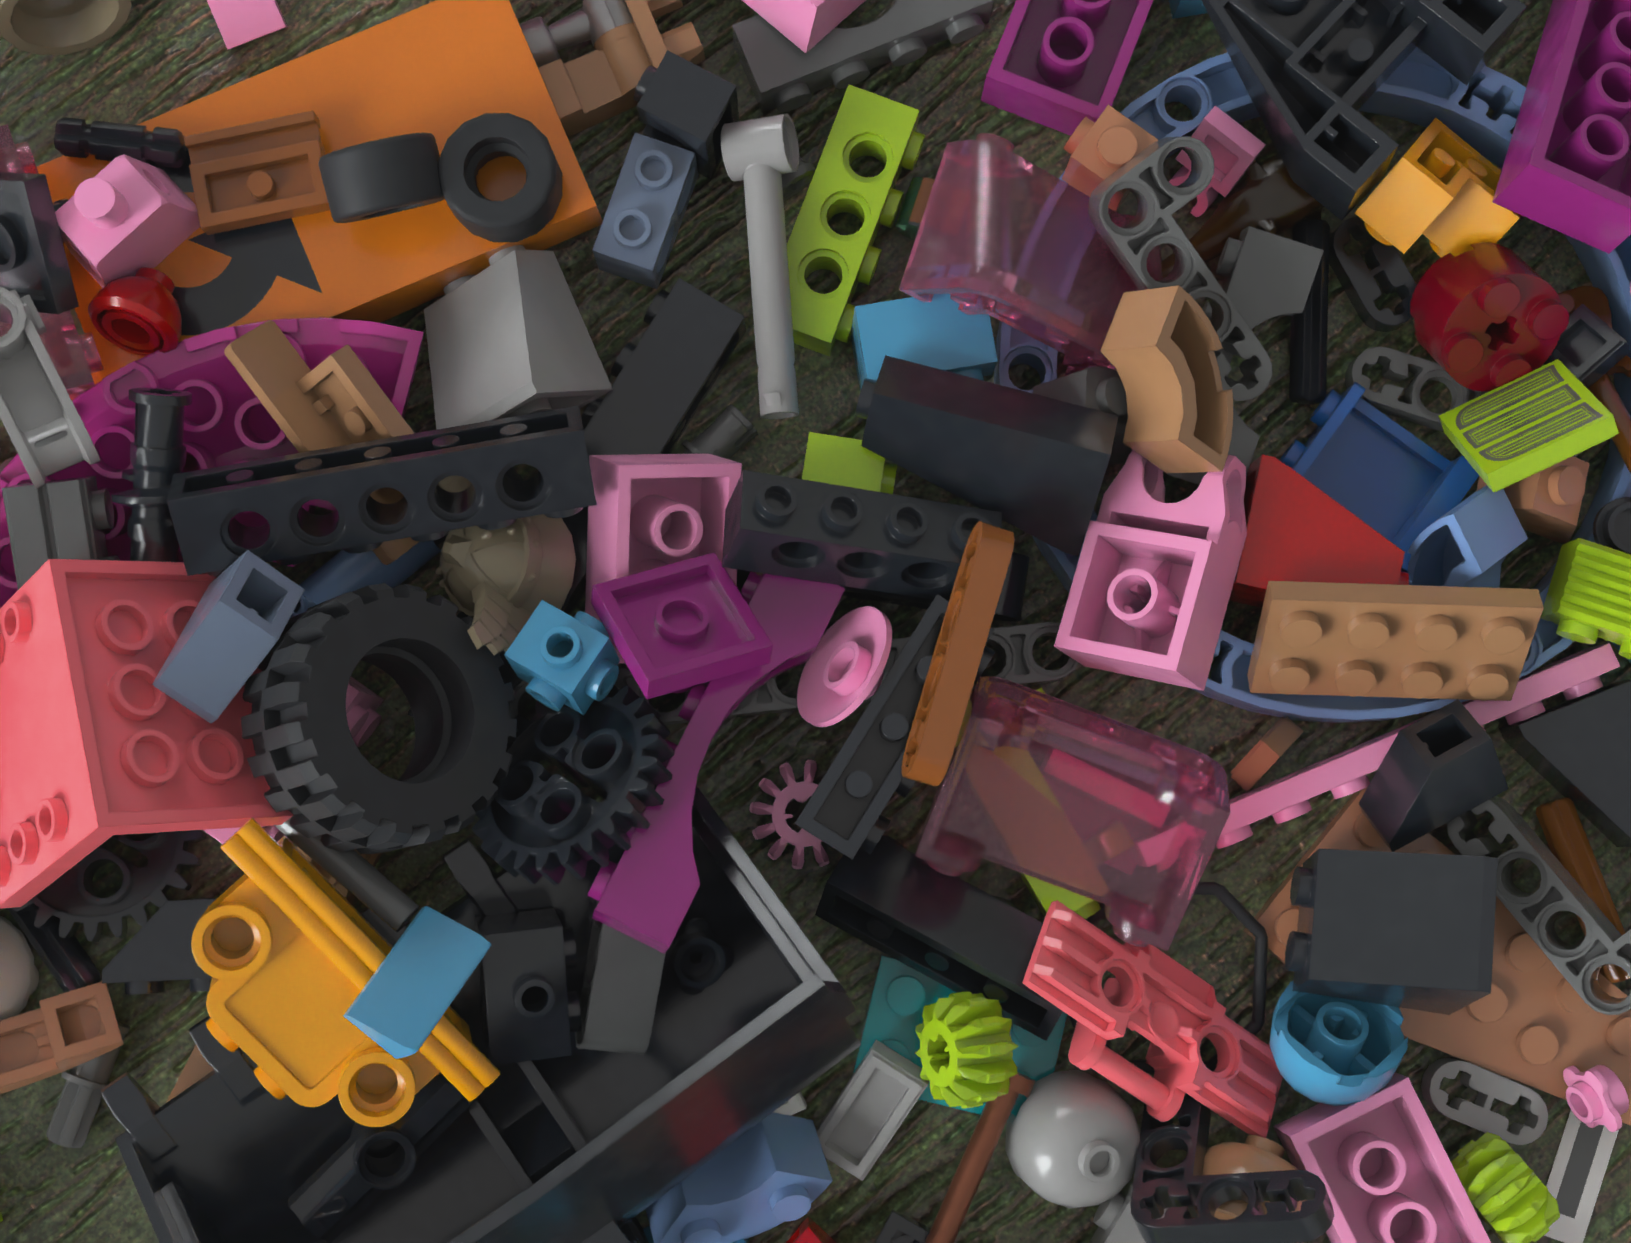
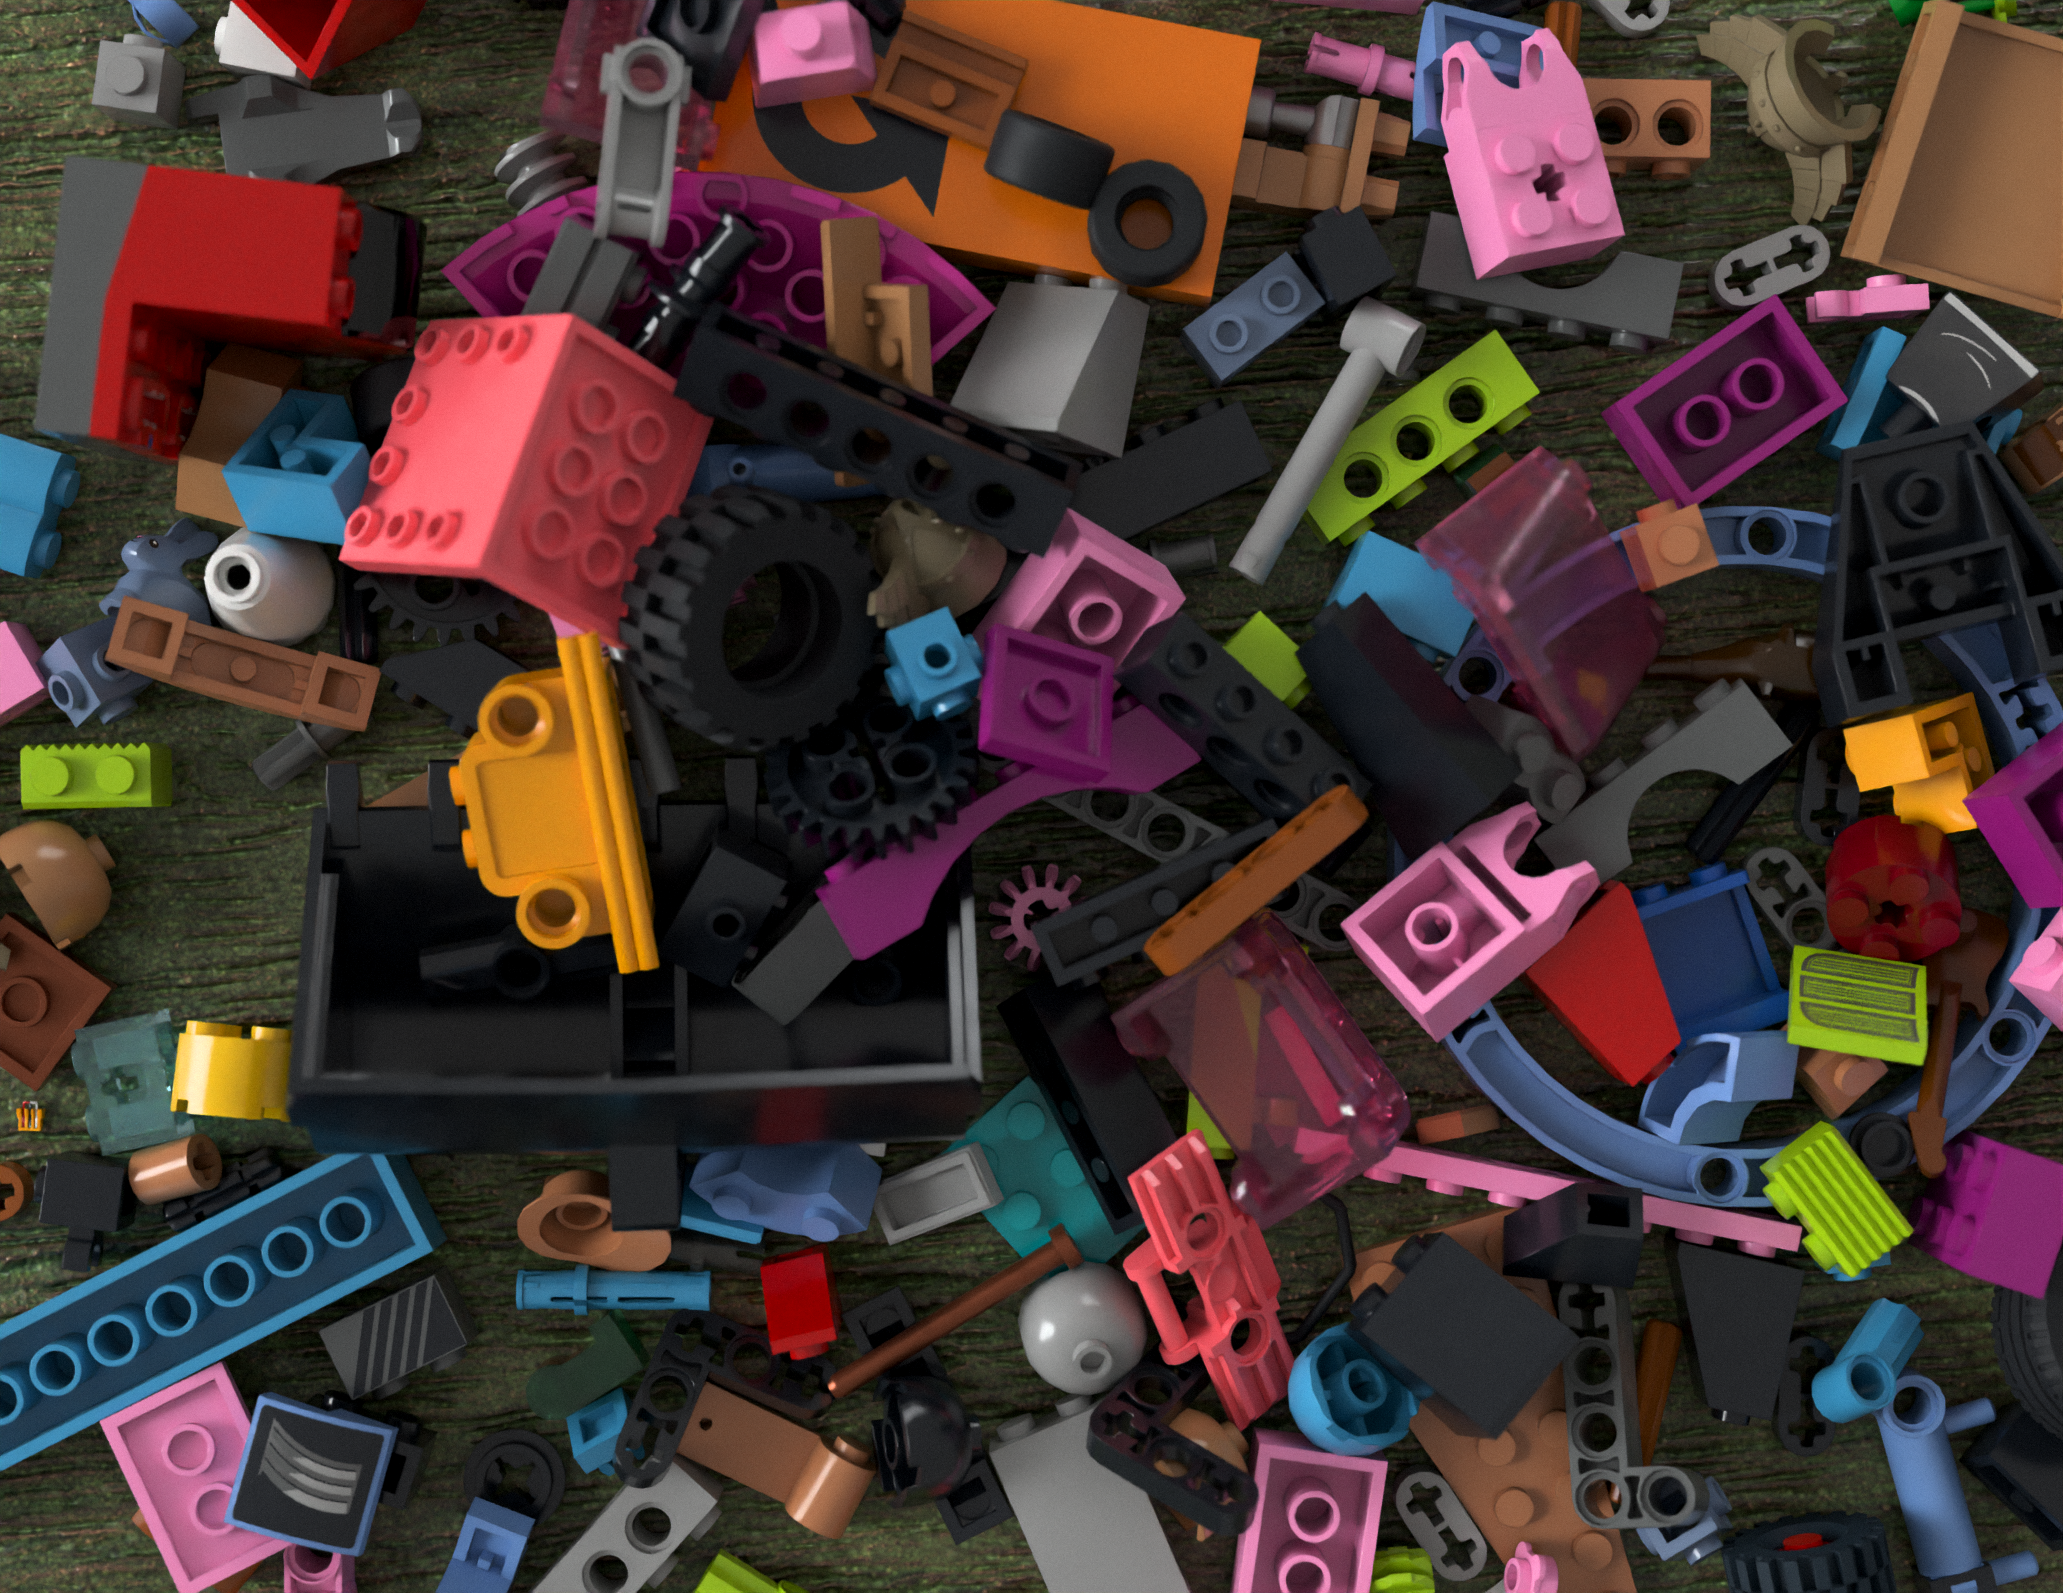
camera: 40 degrees right, 5 degrees up
(138, 313) = (770, 136): red brick -> none
(228, 635) = (675, 469): sand blue slope -> none
(417, 982) = (643, 851): dark azure slope -> none
(845, 667) = (1157, 824): bright pink dish -> none
(966, 1049) = (1046, 1198): lime gear -> none
(1155, 226) = (1661, 696): dark grey beam -> none
(1171, 380) = (1585, 774): medium nougat brick -> none
(1232, 152) = (1759, 602): bright pink plate -> none
(1393, 640) = (1620, 1106): medium nougat plate -> none
(1588, 346) = (1958, 973): black tile -> none

